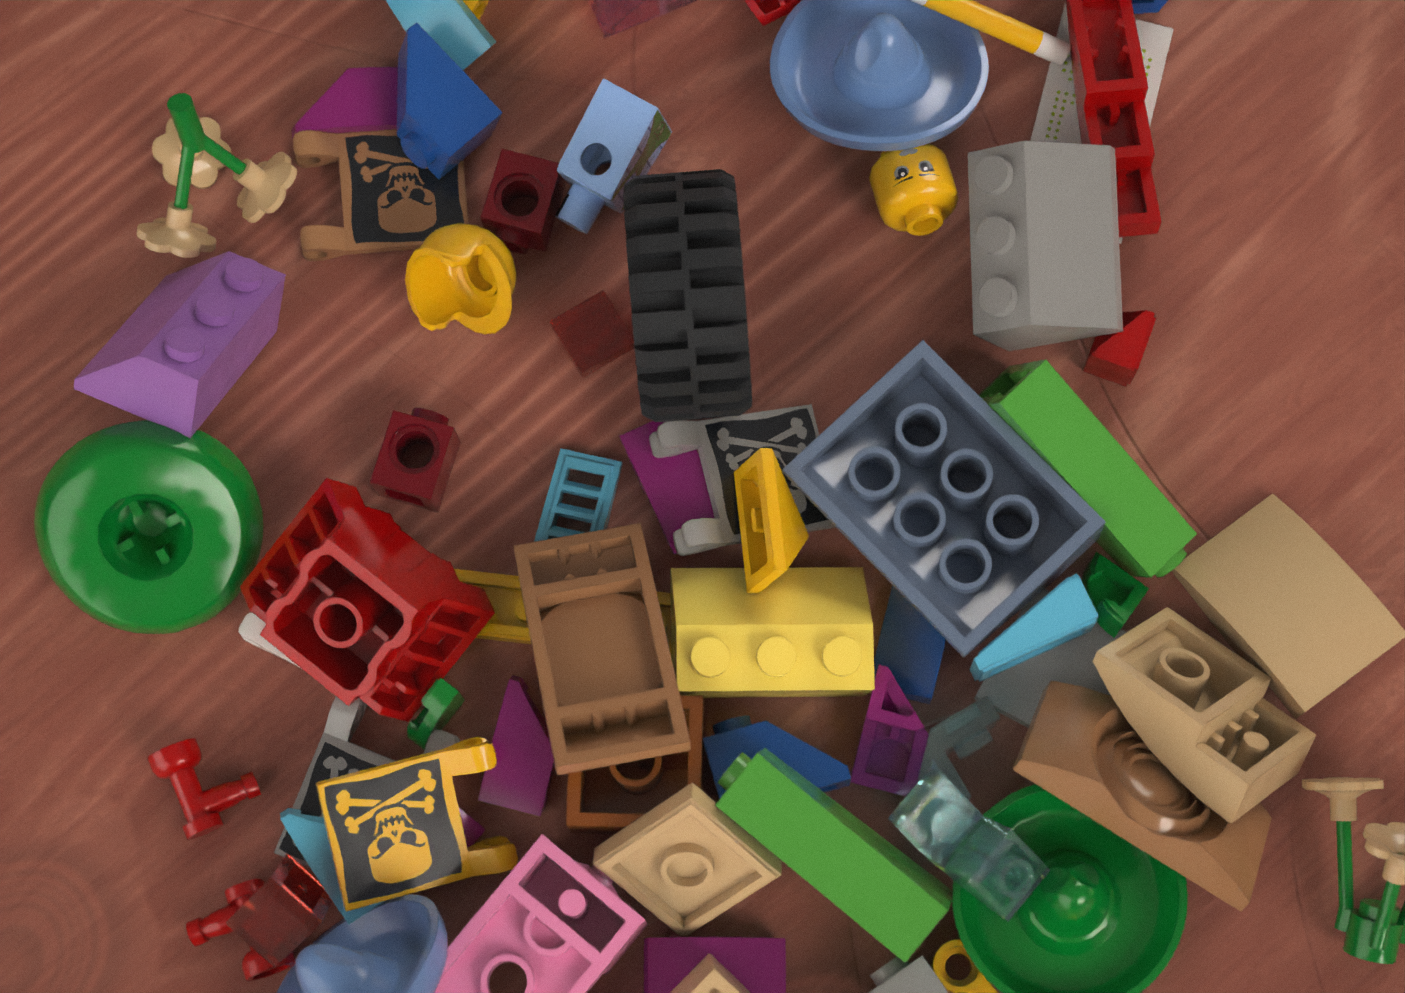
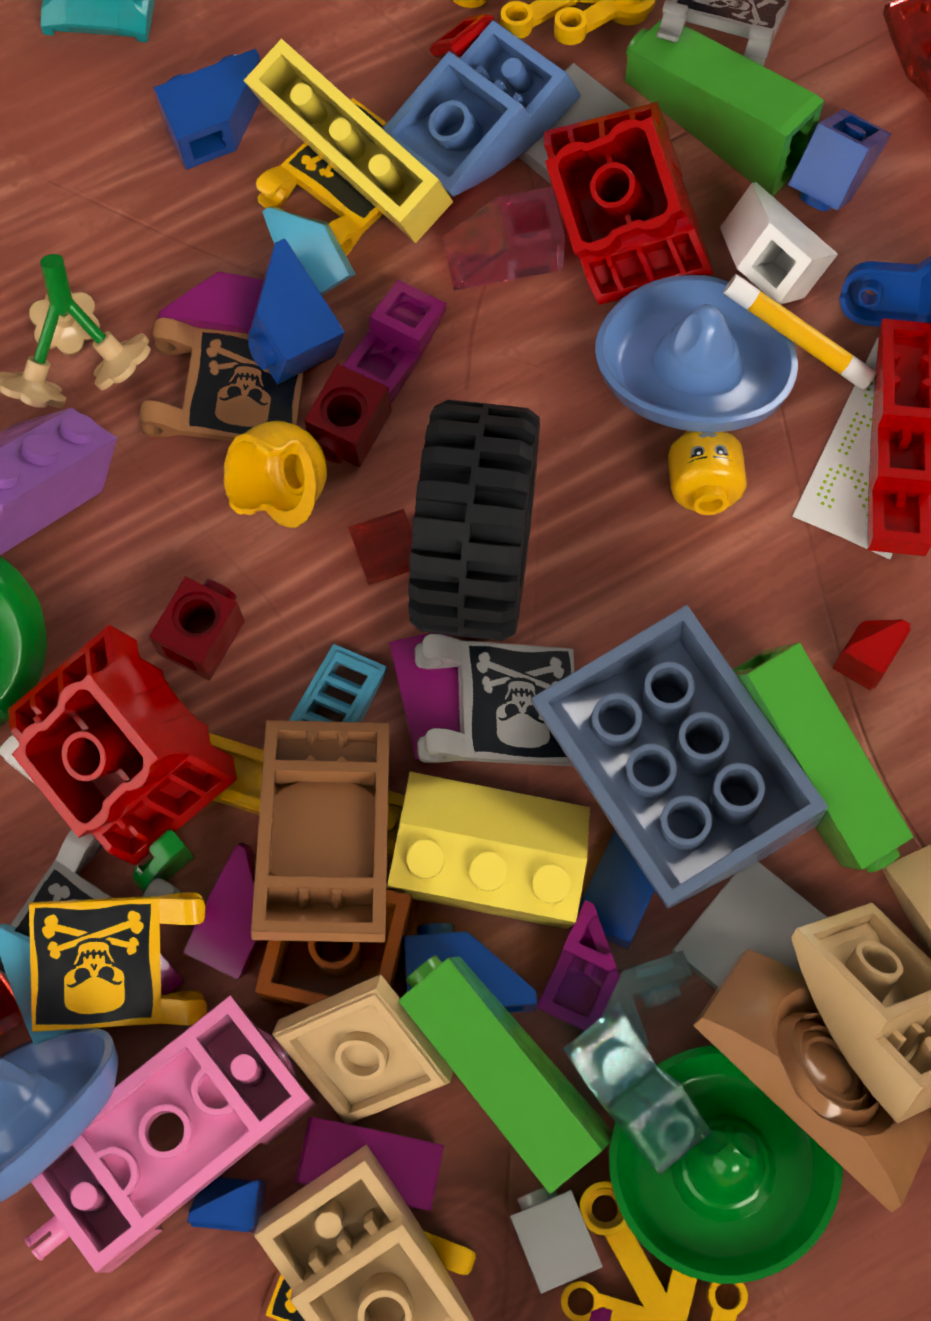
camera: 10 degrees right, 5 degrees down
(553, 100) = (397, 336): none -> magenta slope
(613, 130) = (436, 369): light blue torso -> none
(768, 520) = (509, 743): yellow slope -> none
(1044, 243) = (818, 541): light grey slope -> none
(1050, 623) = (756, 894): medium azure slope -> none
(1111, 592) = (820, 878): green tile -> none

